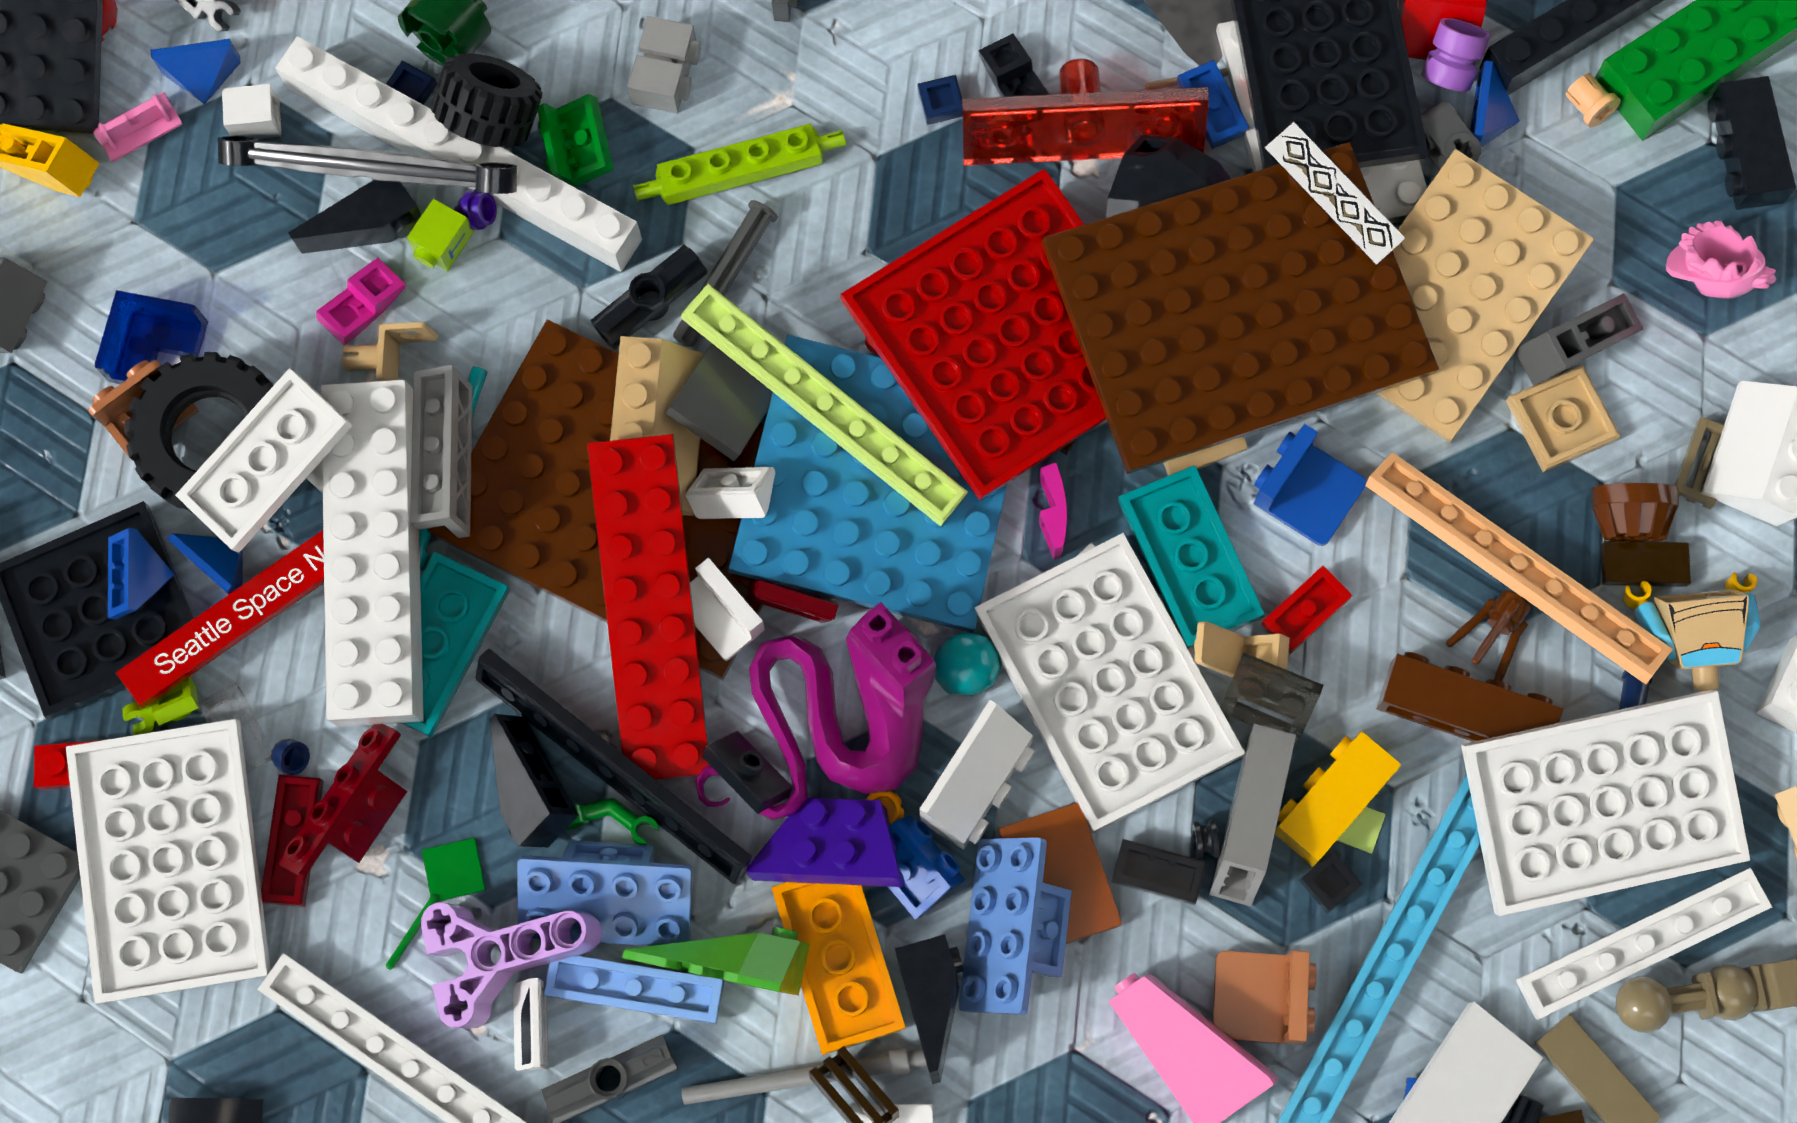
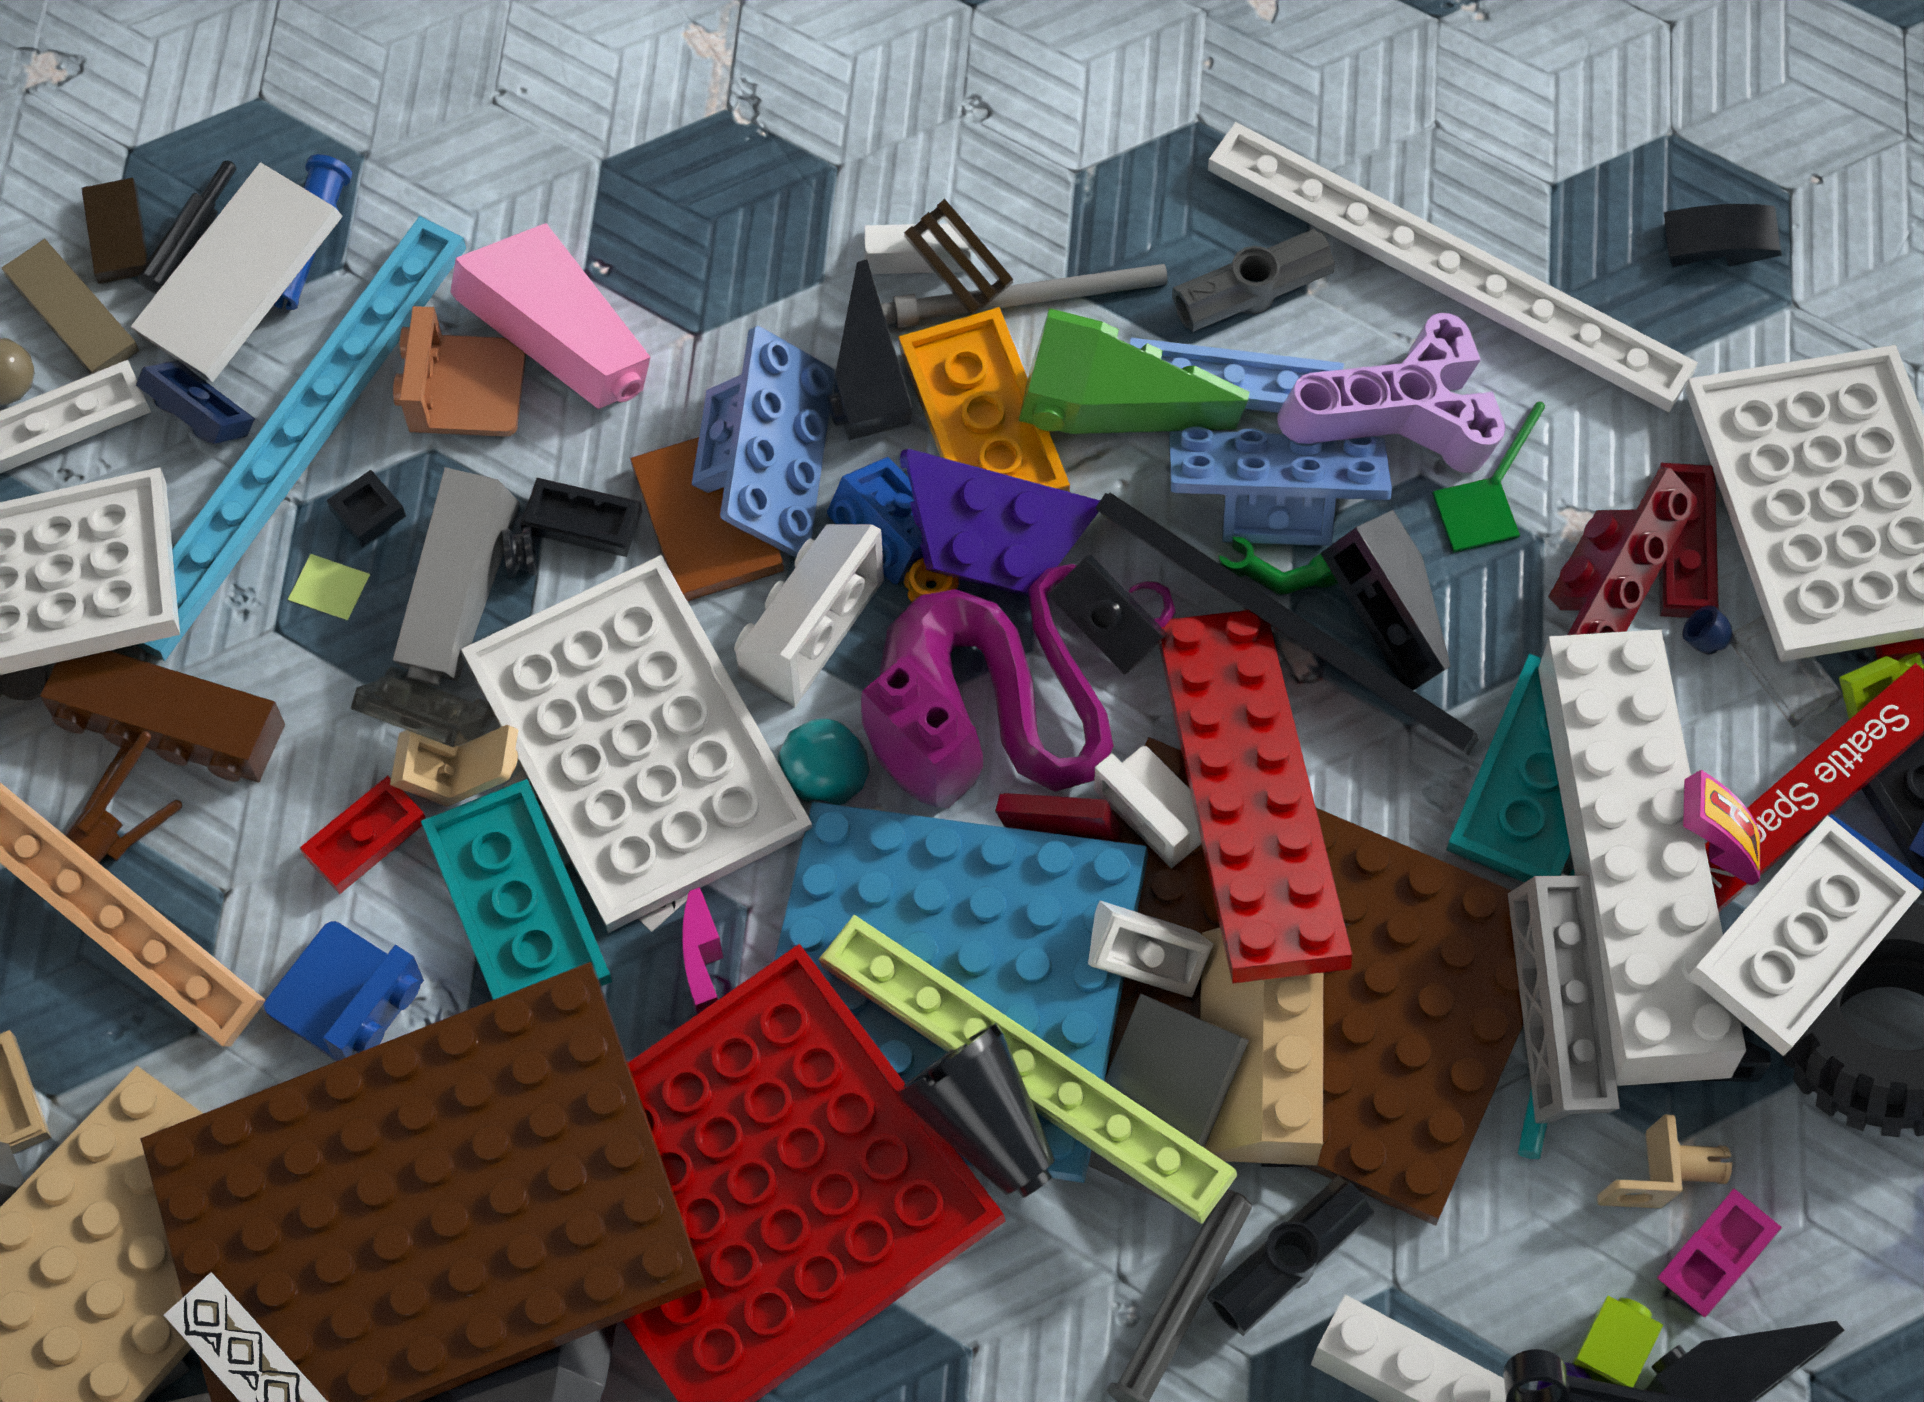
camera: 175 degrees right, 10 degrees down
(308, 562) = (1724, 822): none -> dark pink slope
(530, 1025) = (1354, 326): white slope -> none
(857, 362) = (984, 1112): none -> black cone
(1335, 797) = (345, 602): yellow brick -> none
(1479, 979) = (194, 402): none -> dark blue plate

